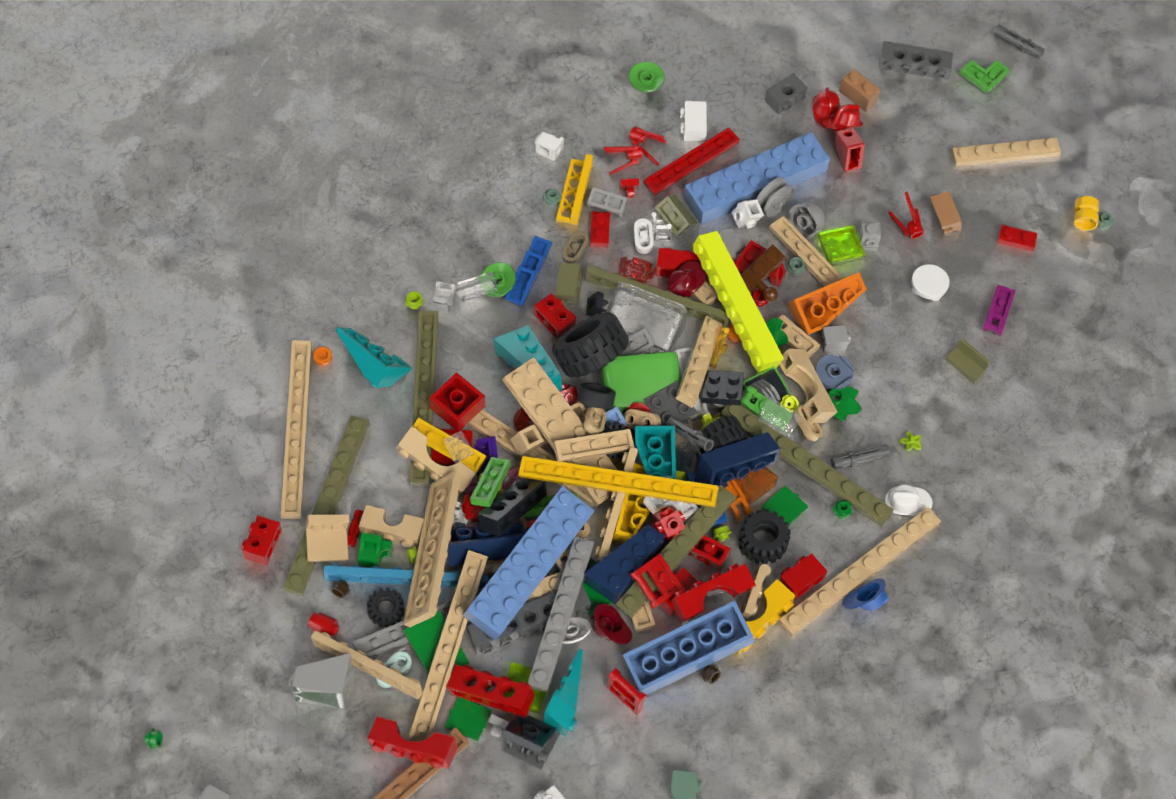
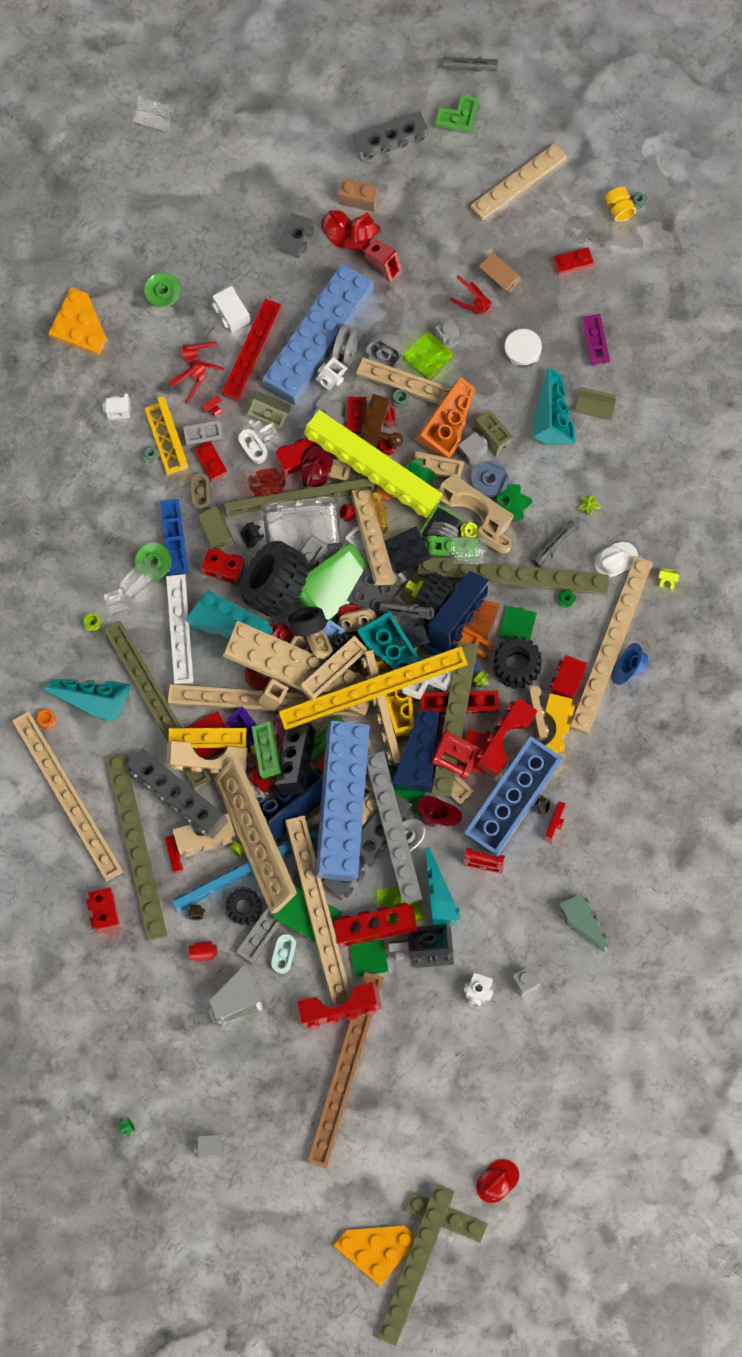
camera: 20 degrees left, 10 degrees up
(327, 537) = (159, 877): tan bracket -> none
(372, 667) = (253, 963): tan plate -> none
(373, 550) = (202, 864): green brick -> none
(390, 477) = (144, 762): none -> dark grey brick
(457, 402) = (192, 695): red brick -> none
(458, 447) = (219, 735): clear panel -> none
(484, 345) = (180, 630): none -> white plate
(559, 67) = (78, 323): none -> light orange plate
(669, 521) = (436, 698): red brick -> none
(691, 331) = (347, 512): none -> red plate
(713, 696) = (556, 822): none -> red plate
(861, 335) = (493, 432): none -> olive hinge
(921, 351) = (551, 417): none -> teal wedge
(949, 540) = (668, 575): none -> neon yellow tile

